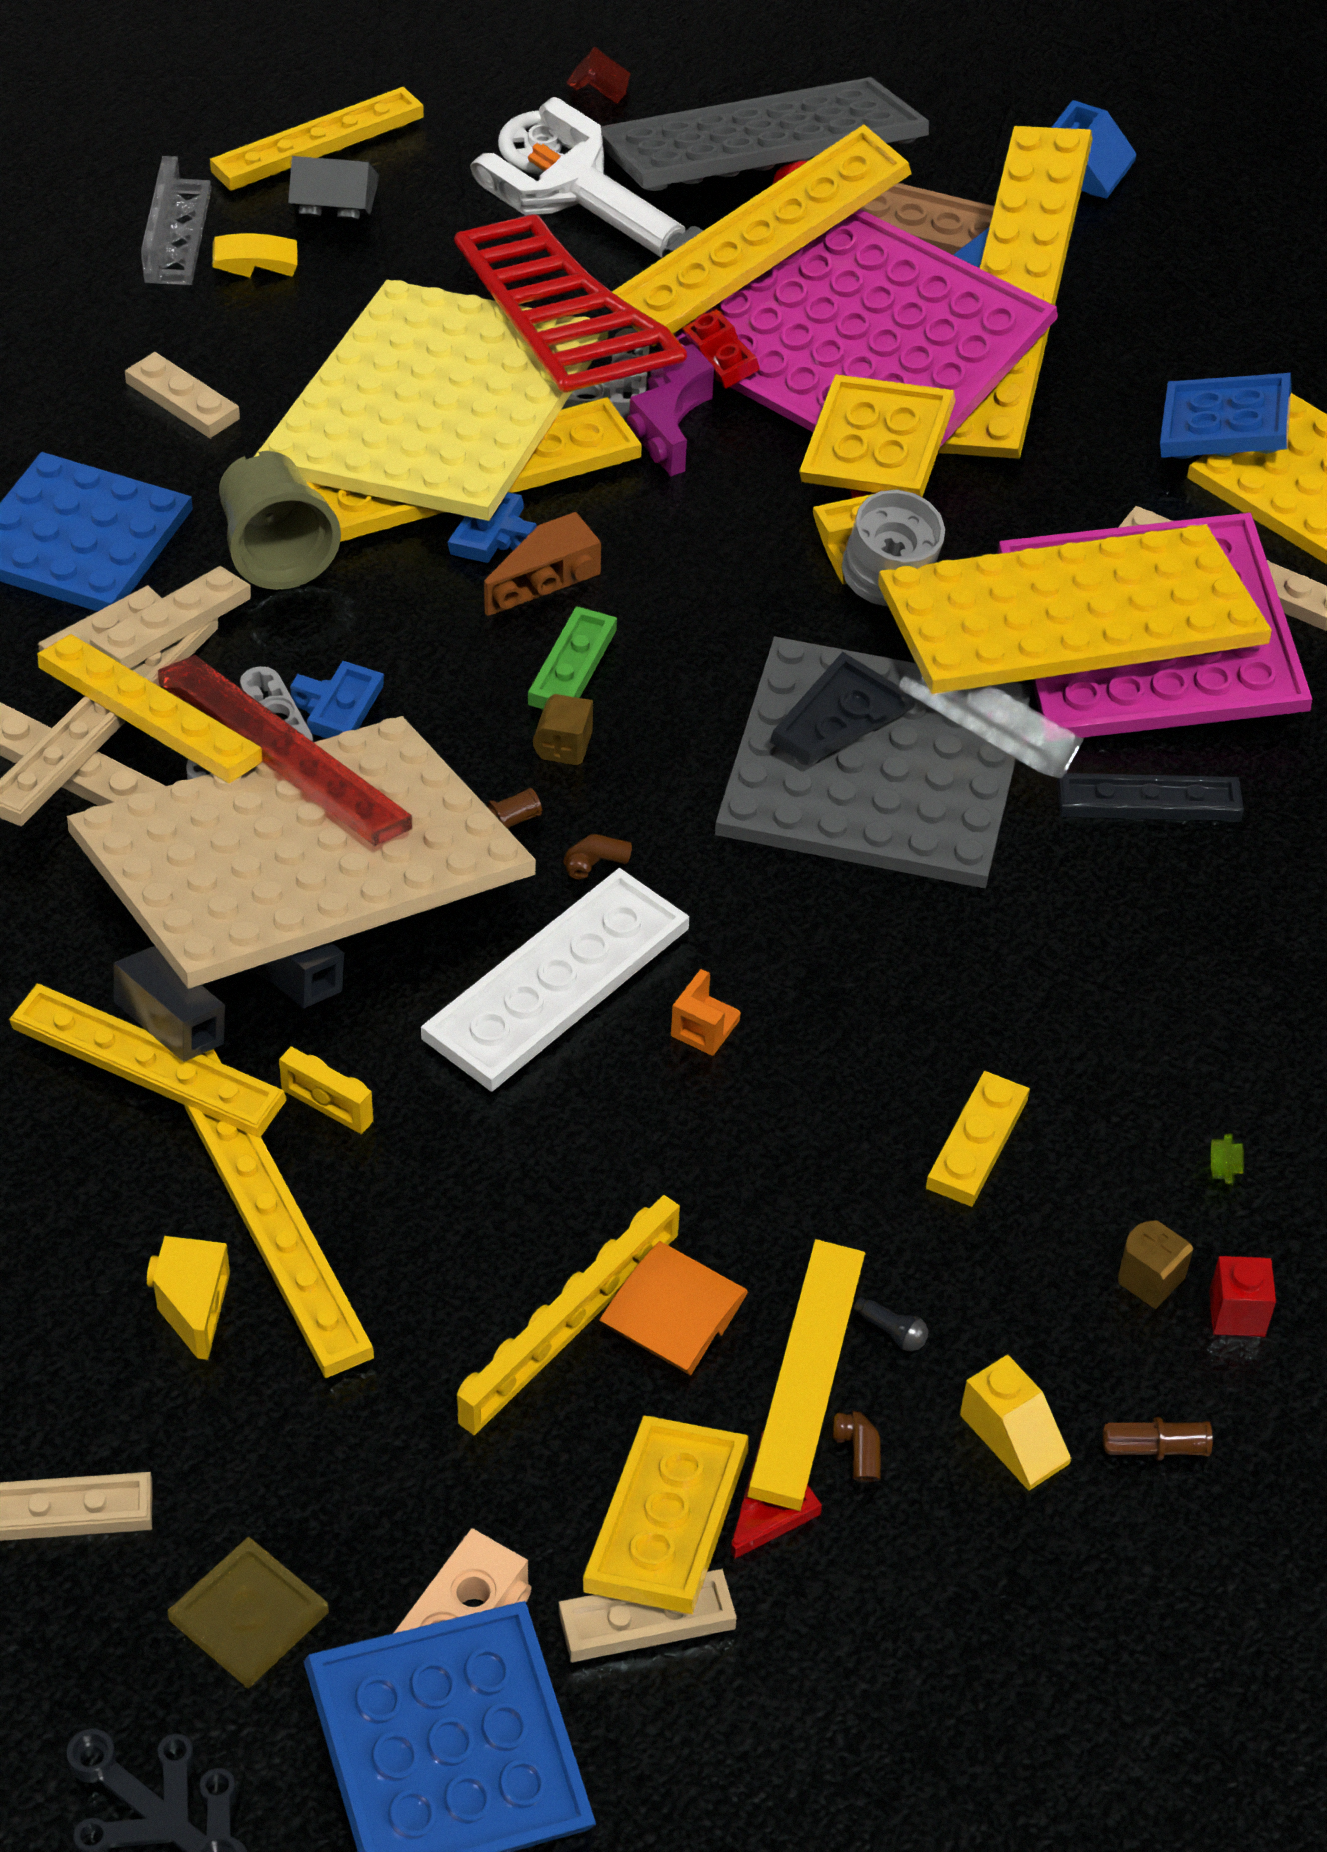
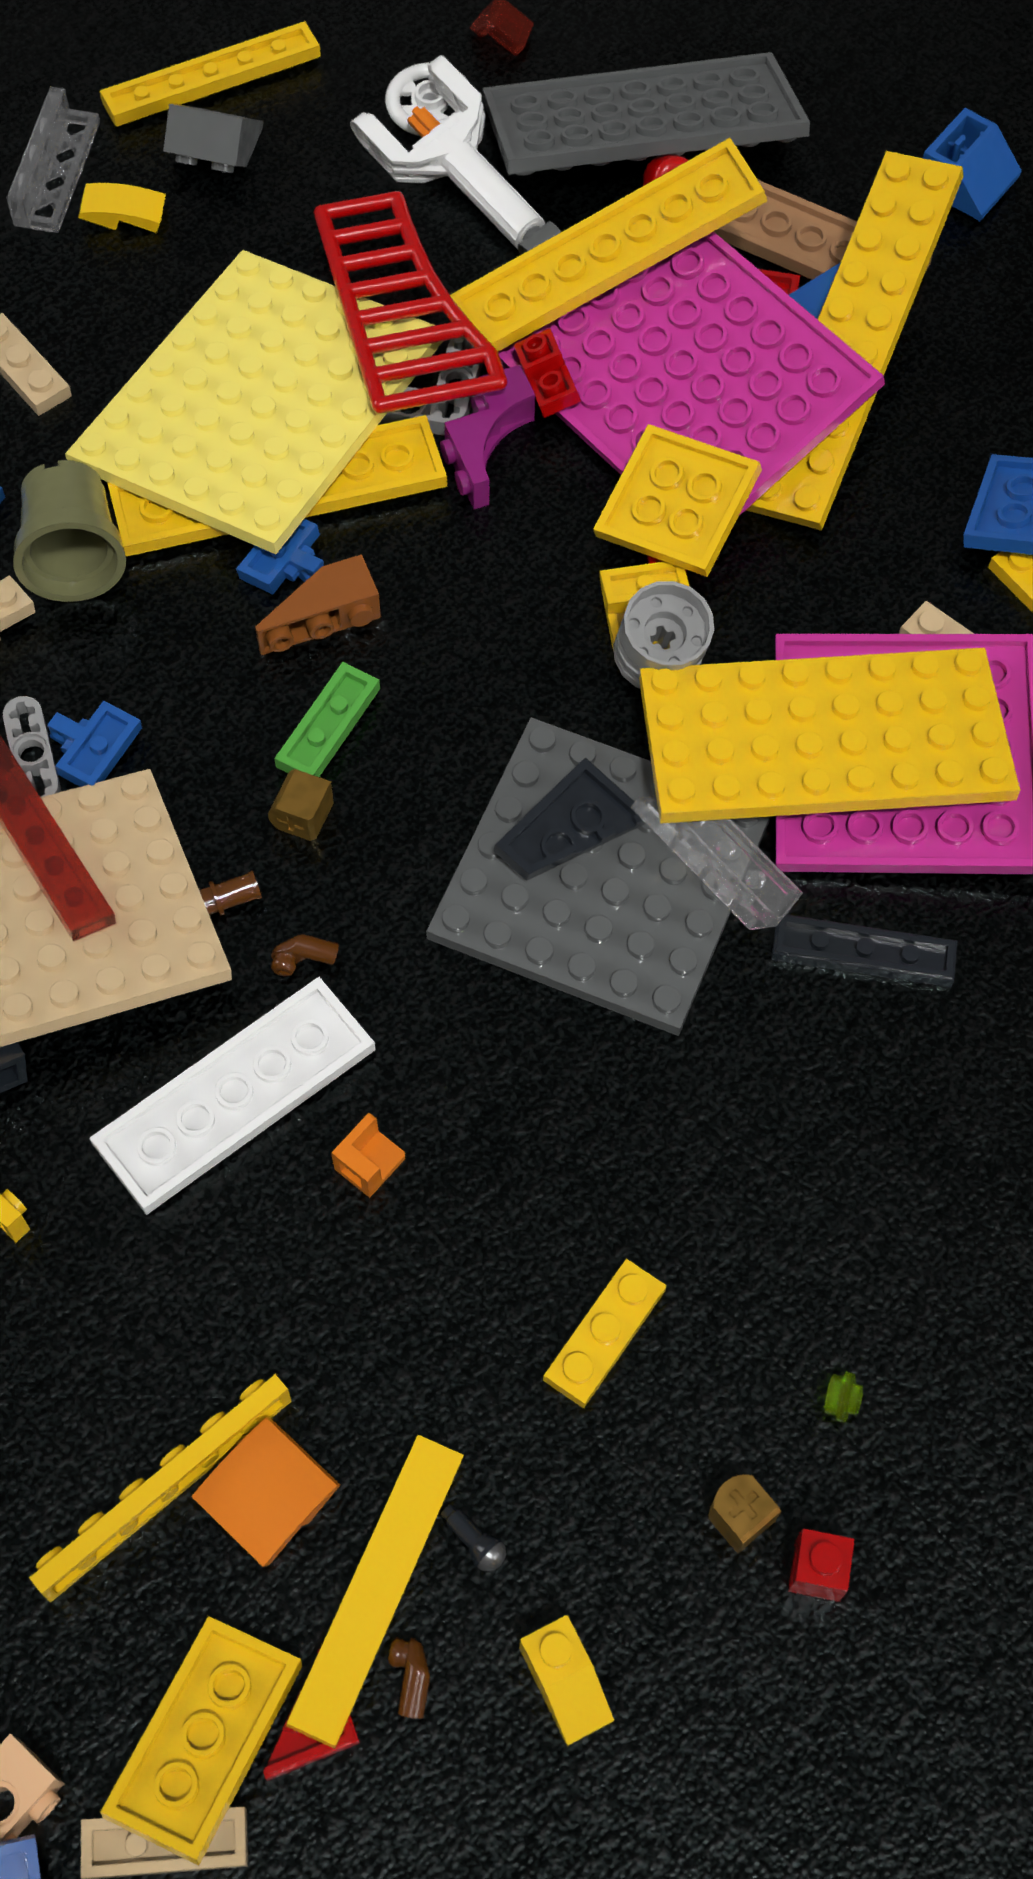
camera: 10 degrees right, 15 degrees up
(1157, 1438) = (702, 1713): reddish brown axle -> none

